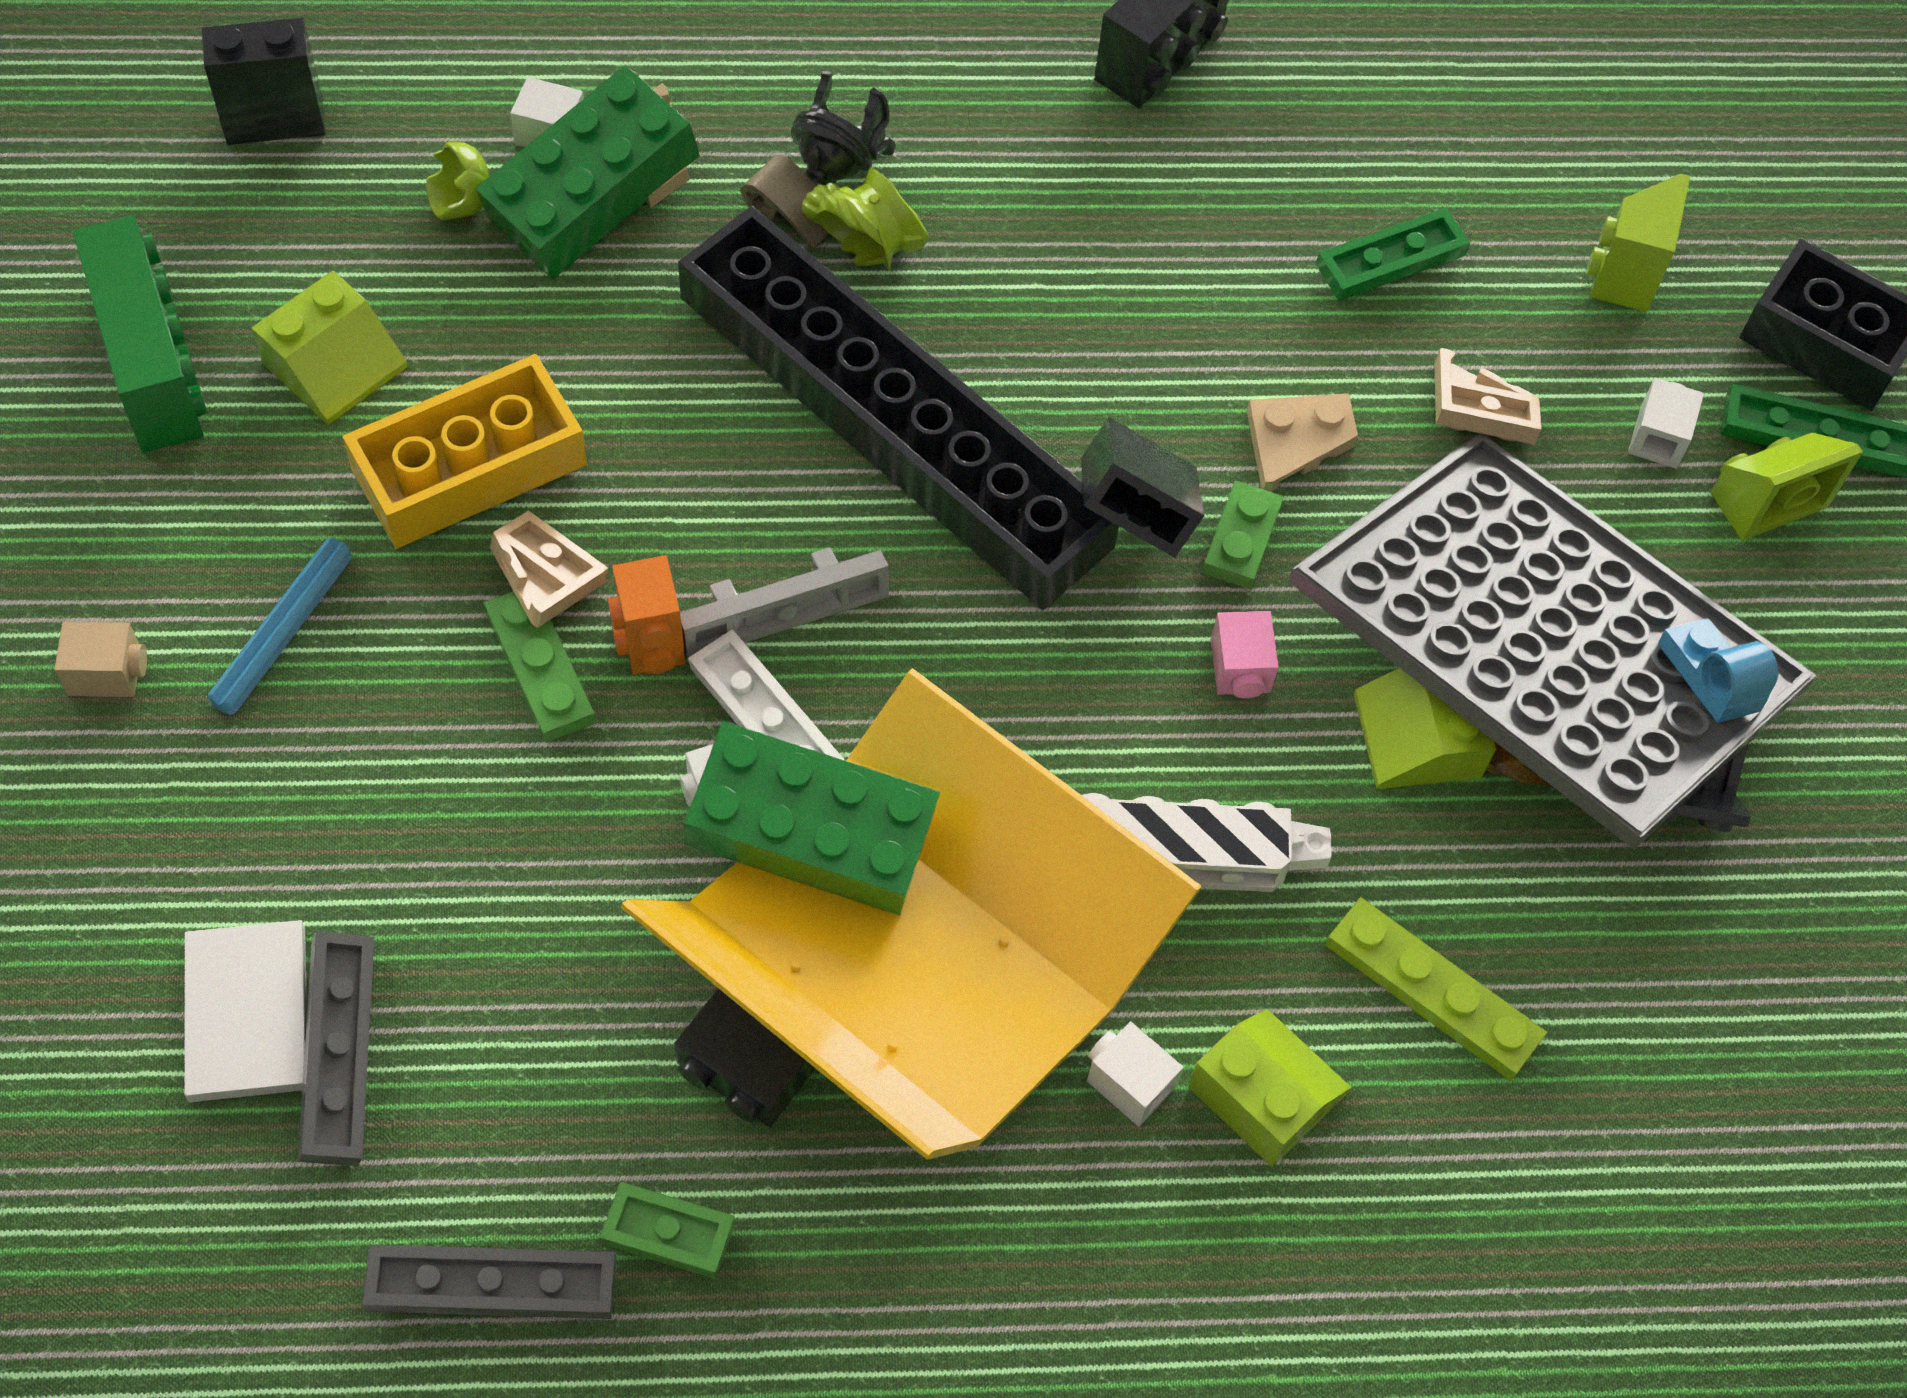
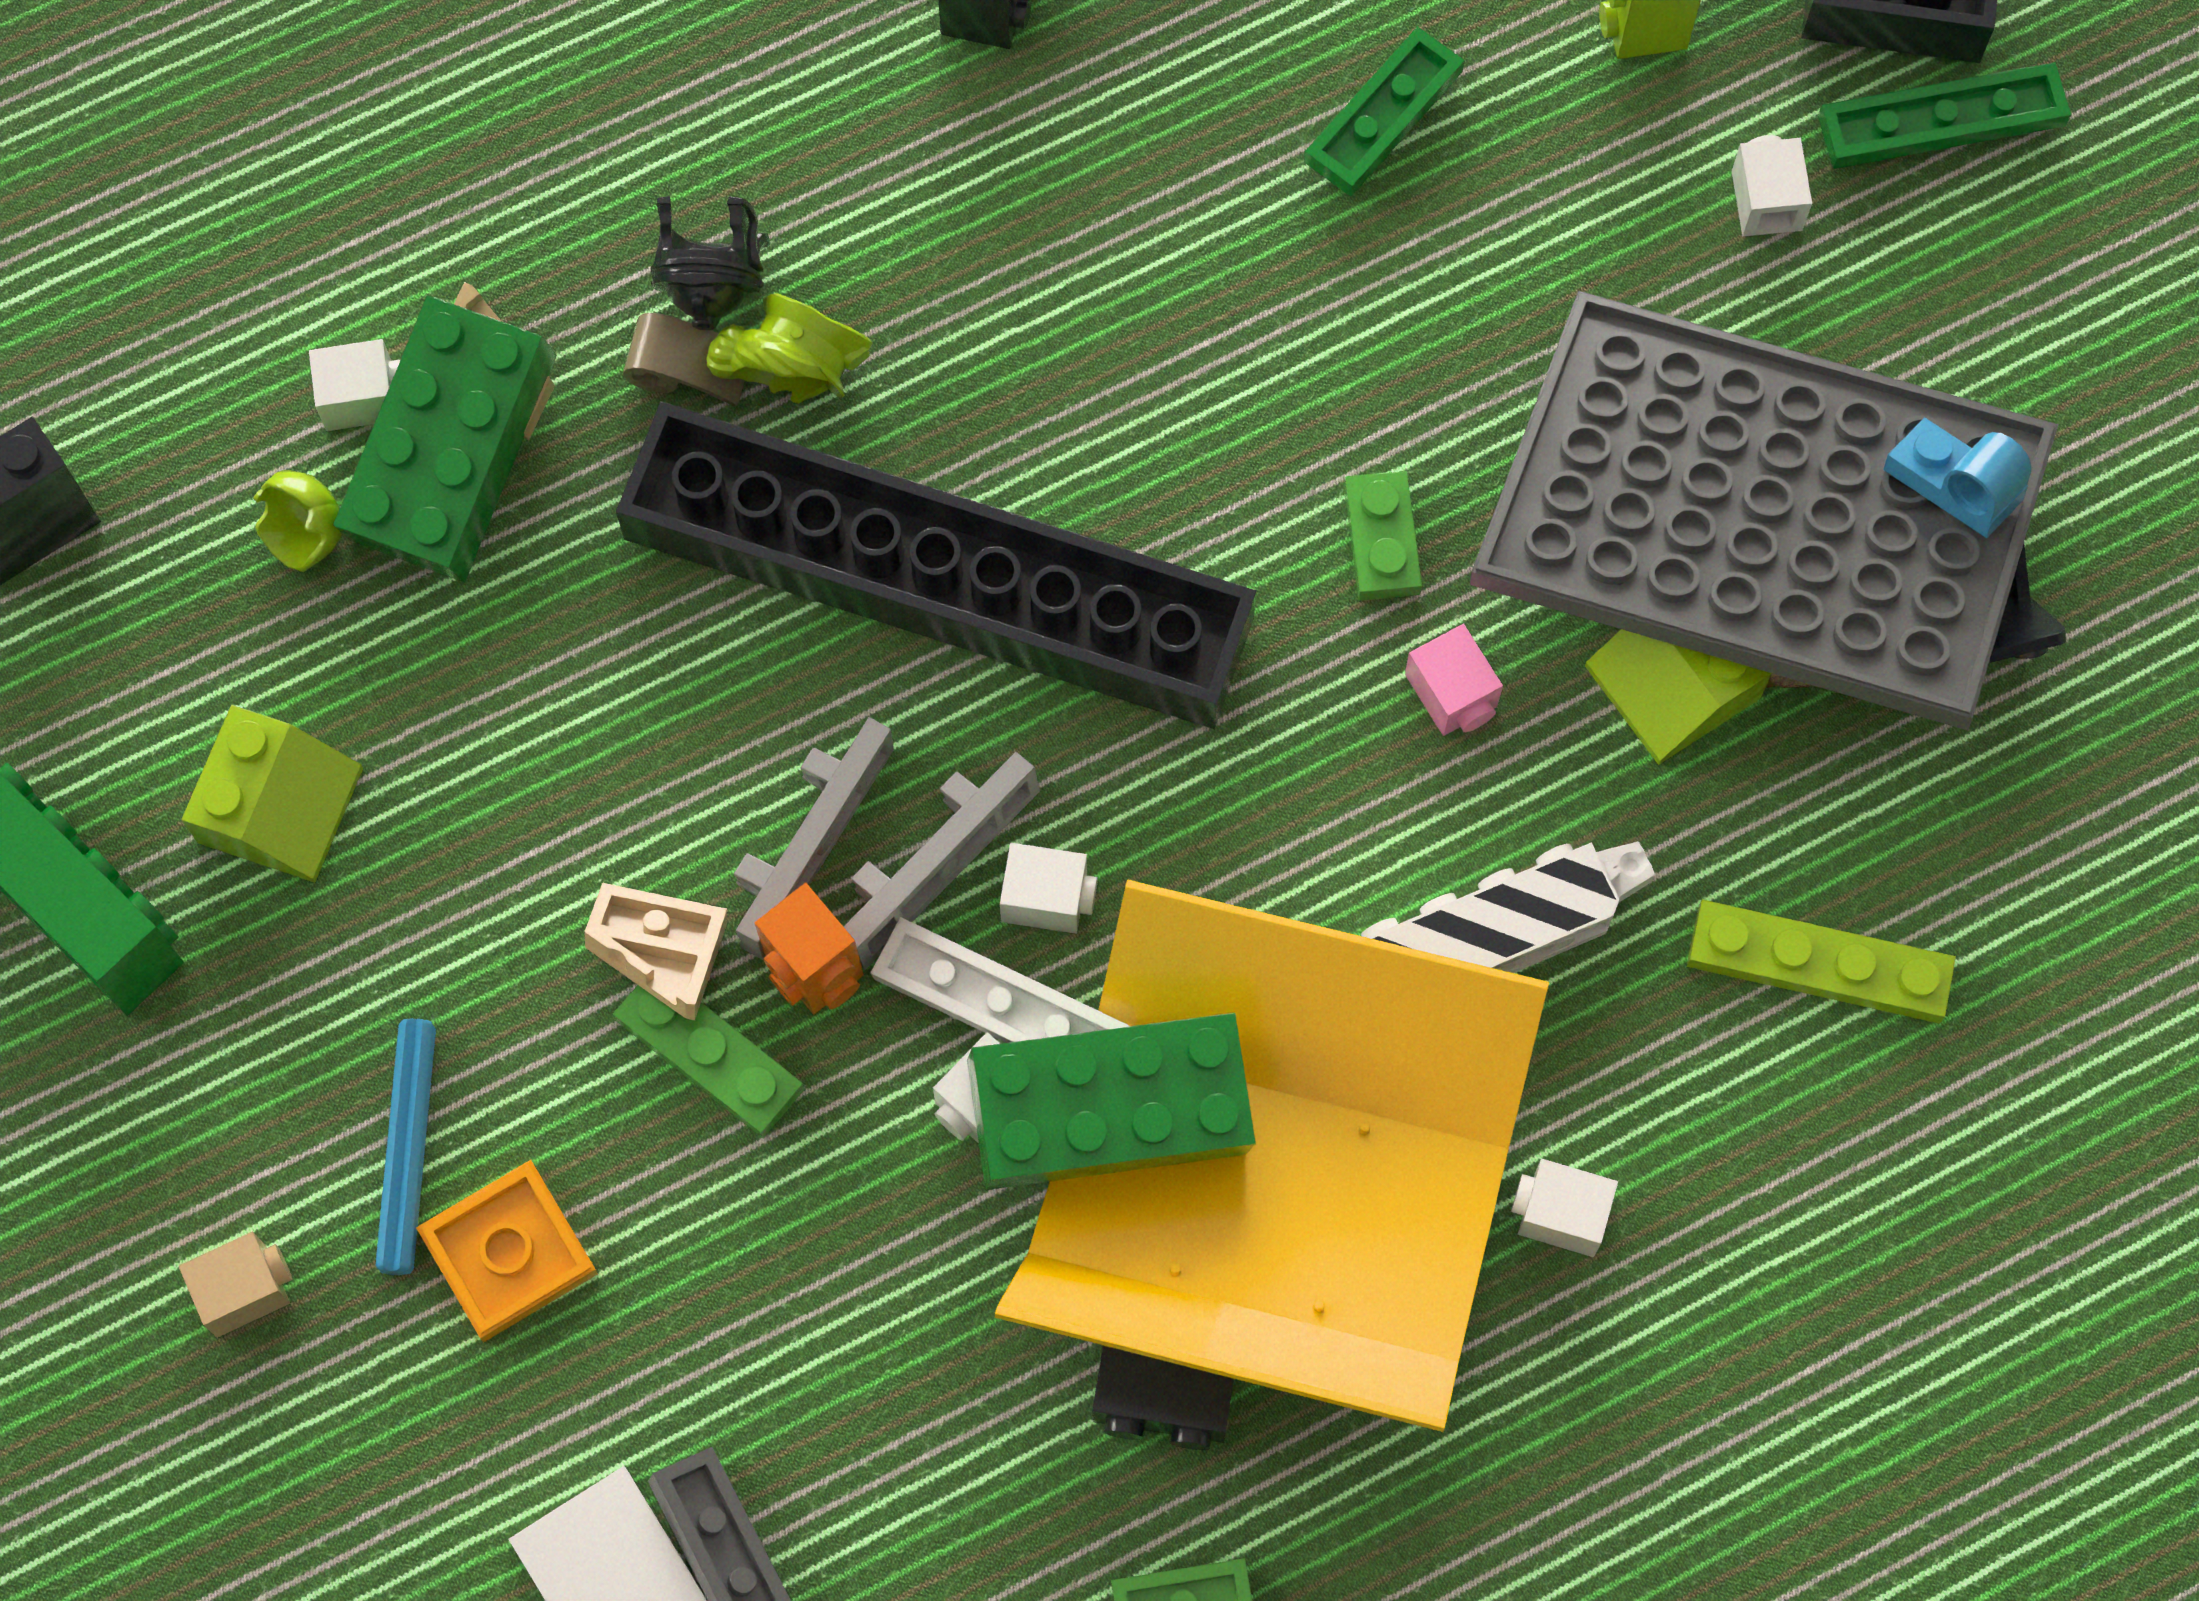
camera: 20 degrees left, 10 degrees up
(309, 732) = (507, 1251): none -> light orange tile
(465, 450) = (499, 848): yellow brick -> none
(737, 528) = (843, 789): none -> light grey hinge
(852, 659) = (1046, 888): none -> white brick
(1141, 487) = (1262, 547): black brick -> none
(1267, 1085) = (1706, 1151): lime slope -> none
(1299, 433) = (1384, 384): tan wing -> none
(1483, 403) = (1565, 253): tan wing -> none
(1783, 482) = (1924, 202): lime slope -> none

